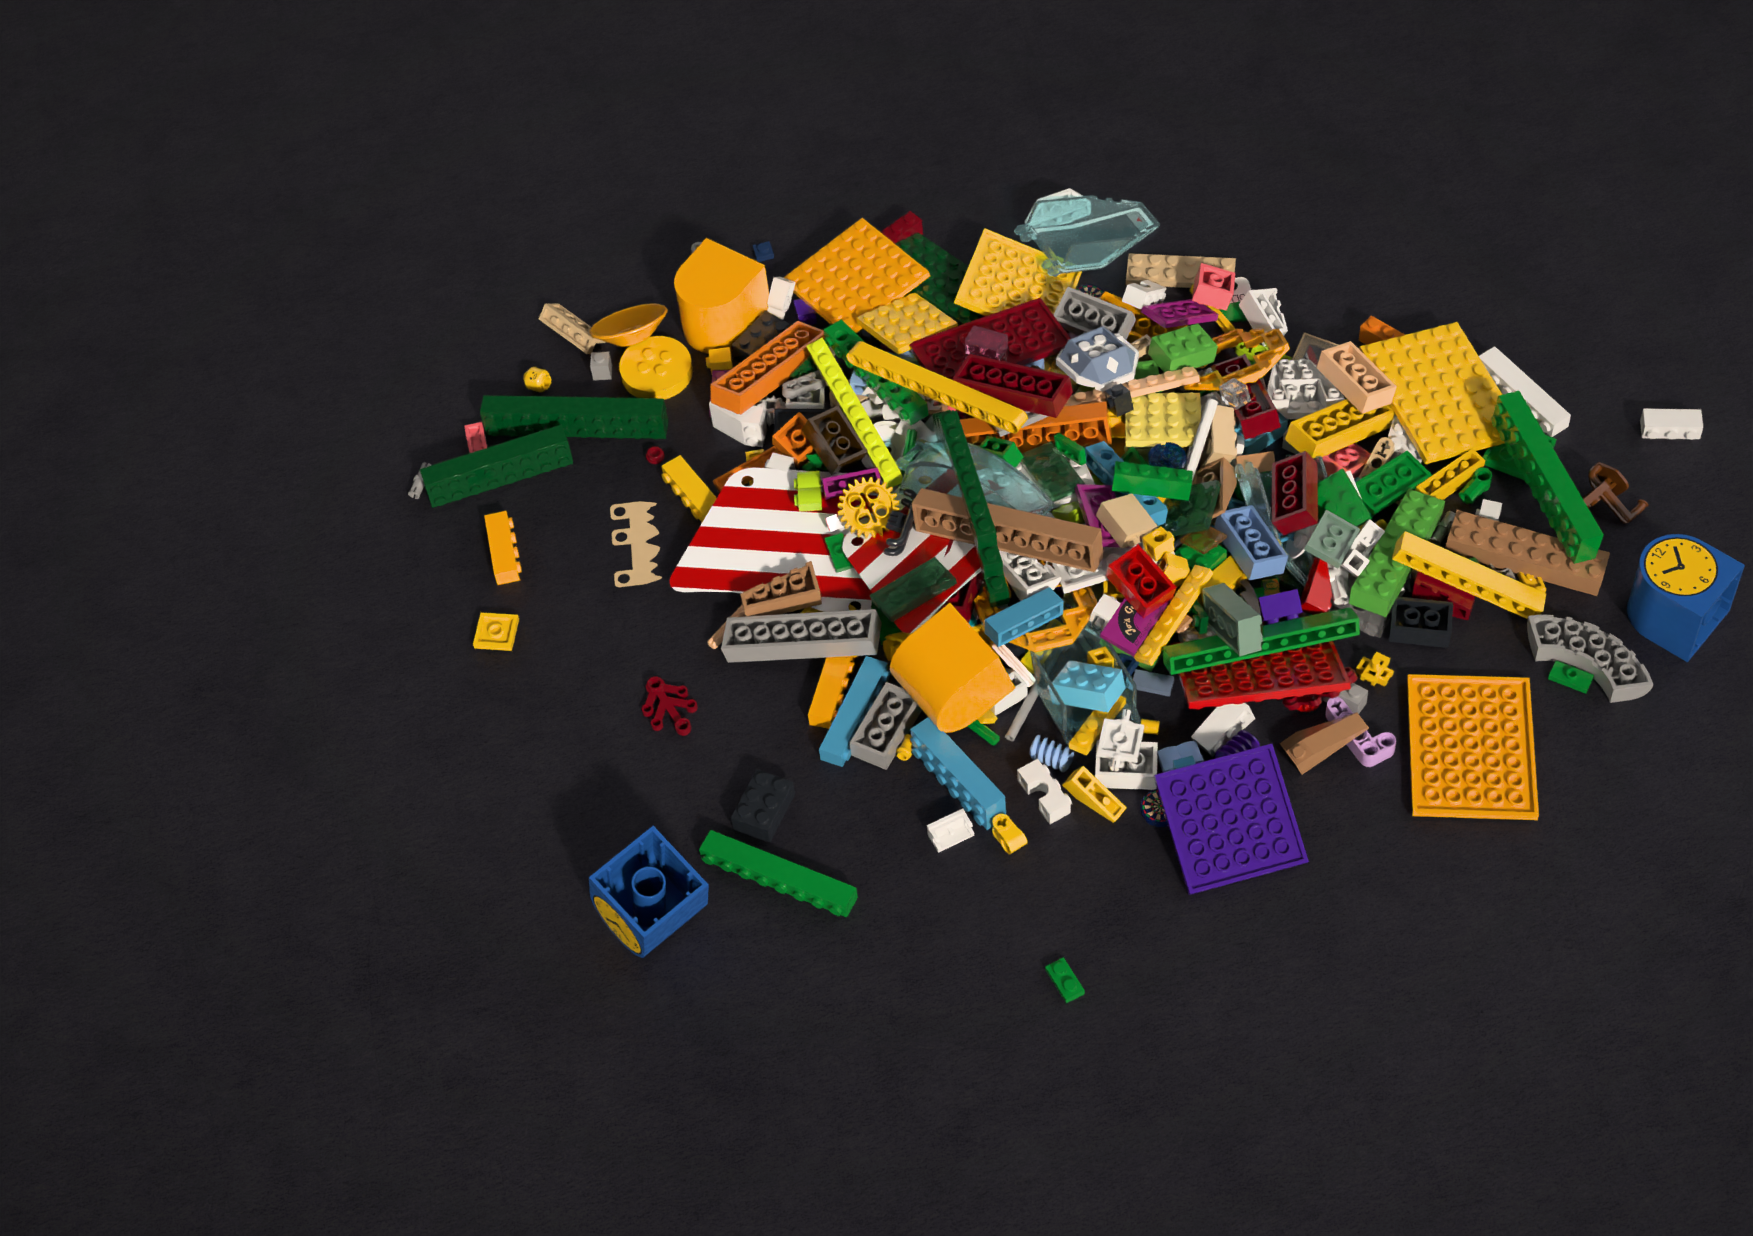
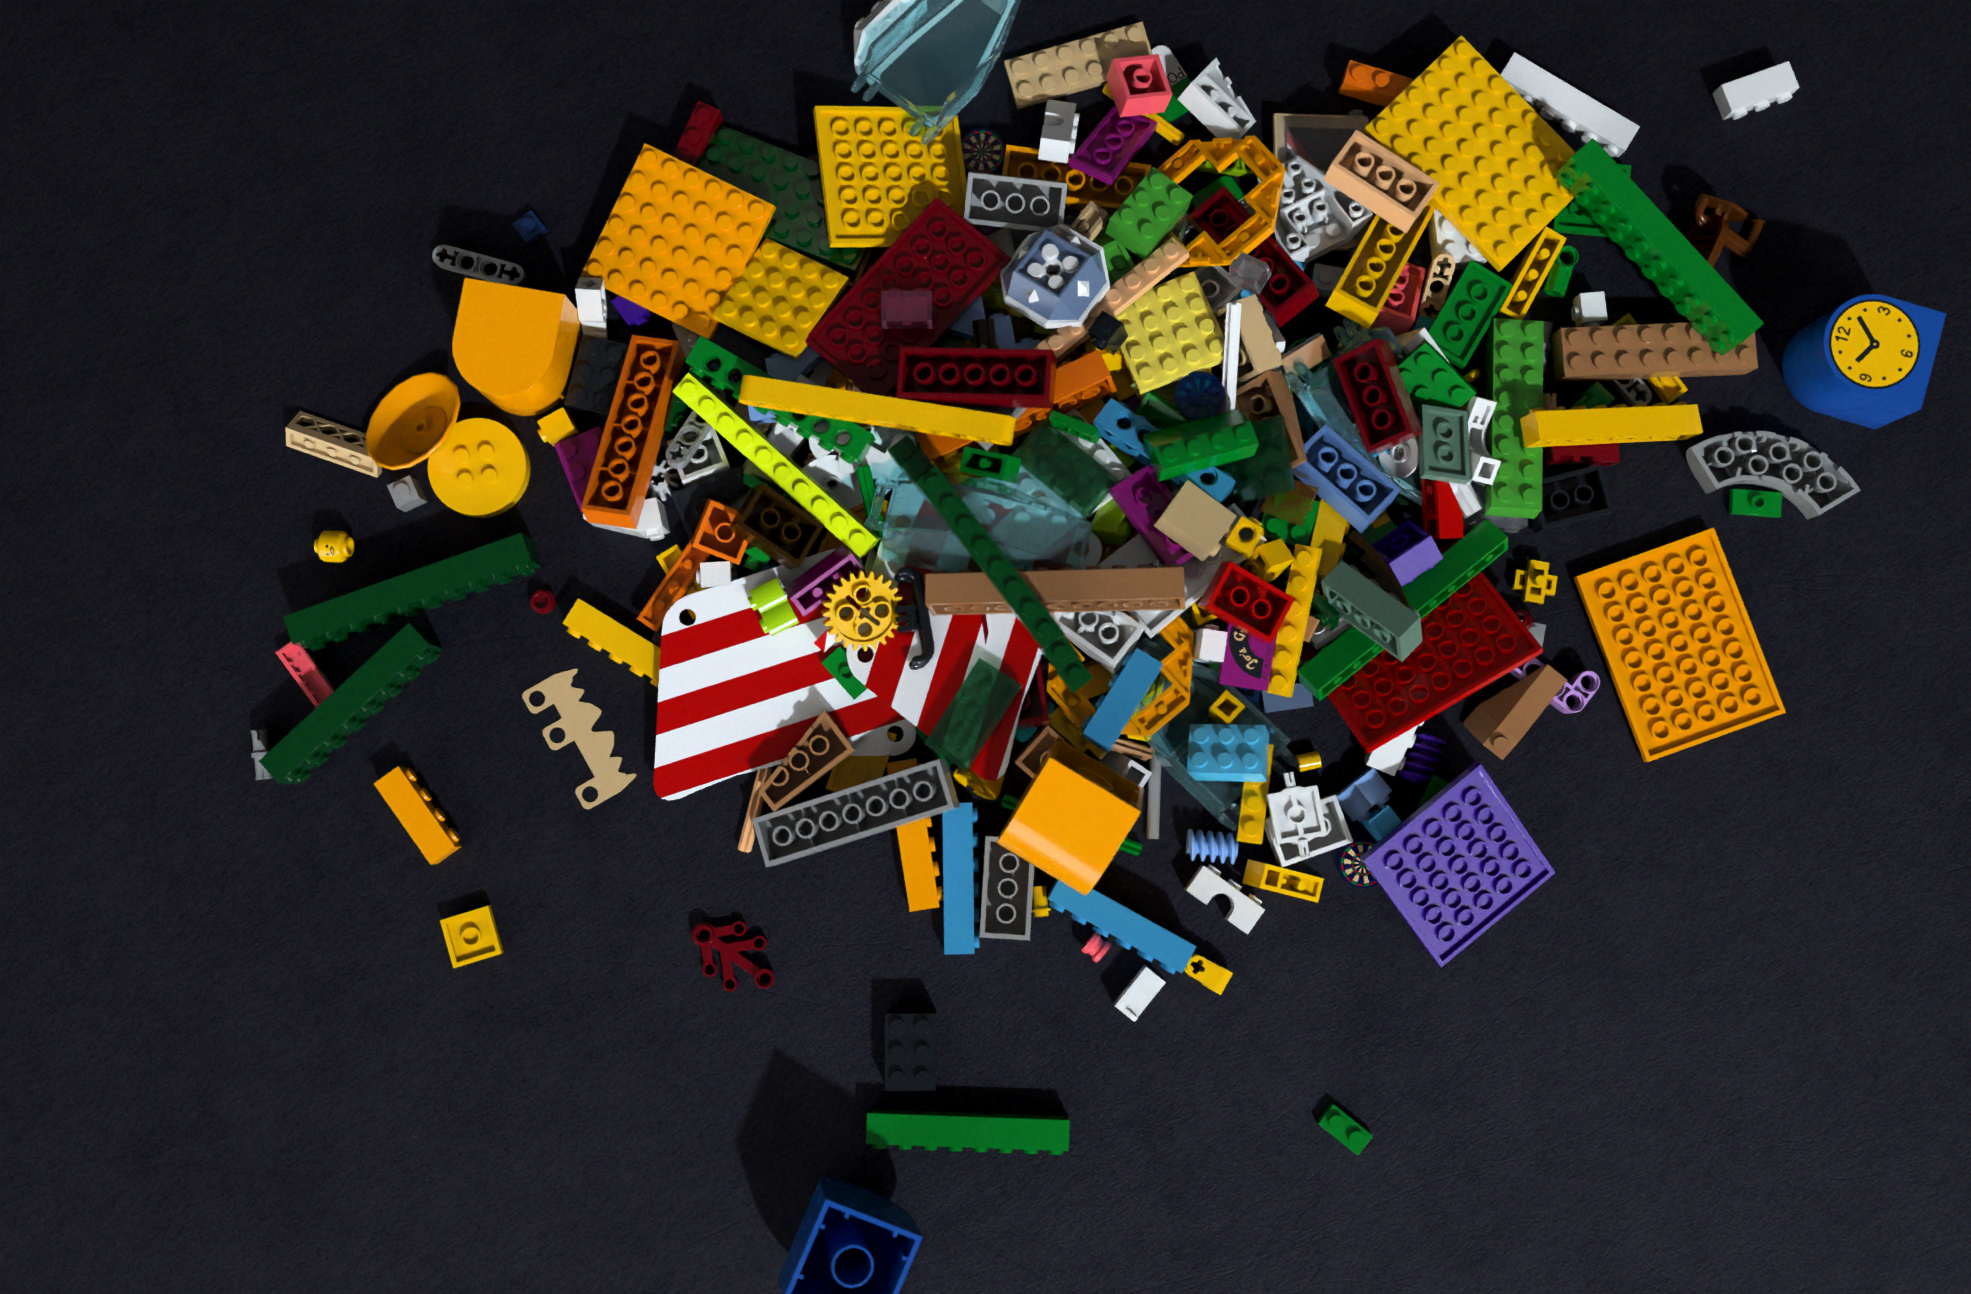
camera: 30 degrees left, 30 degrees up
(932, 788) = (1096, 947): none -> coral wheel

